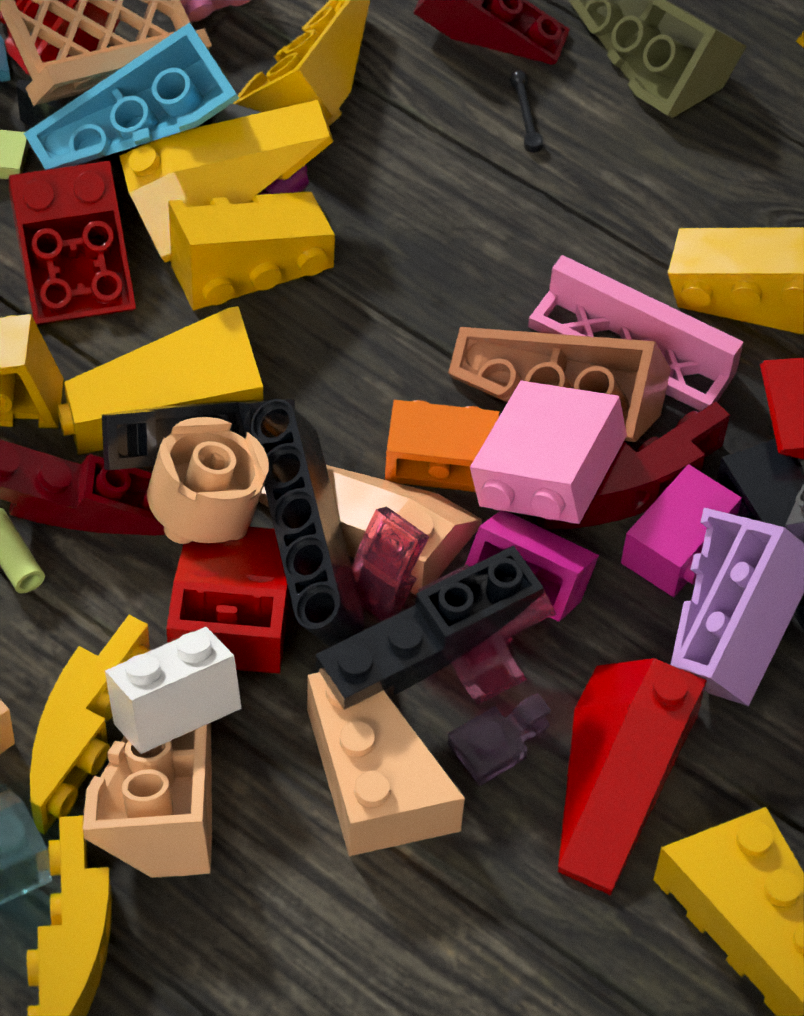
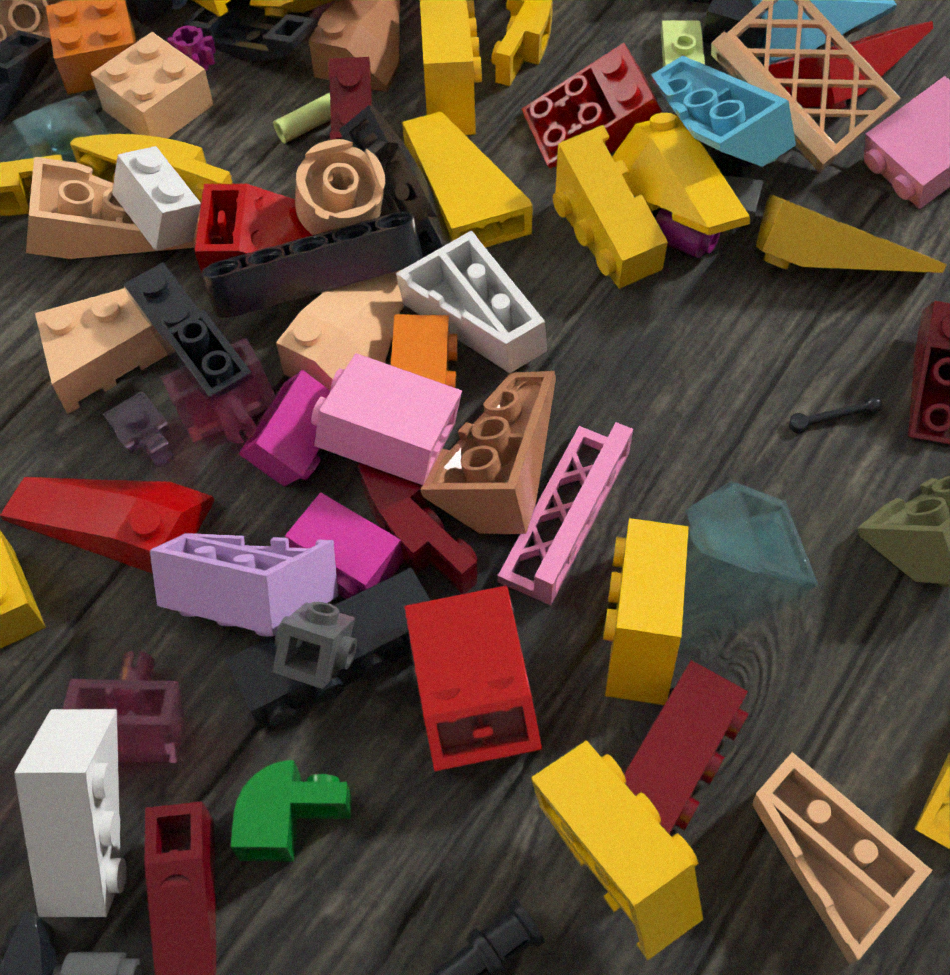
camera: 90 degrees right, 5 degrees up
(353, 378) = (480, 302): none -> white wedge
(386, 562) = (276, 320): clear pink slope -> none
(681, 194) = (751, 533): none -> clear light blue slope

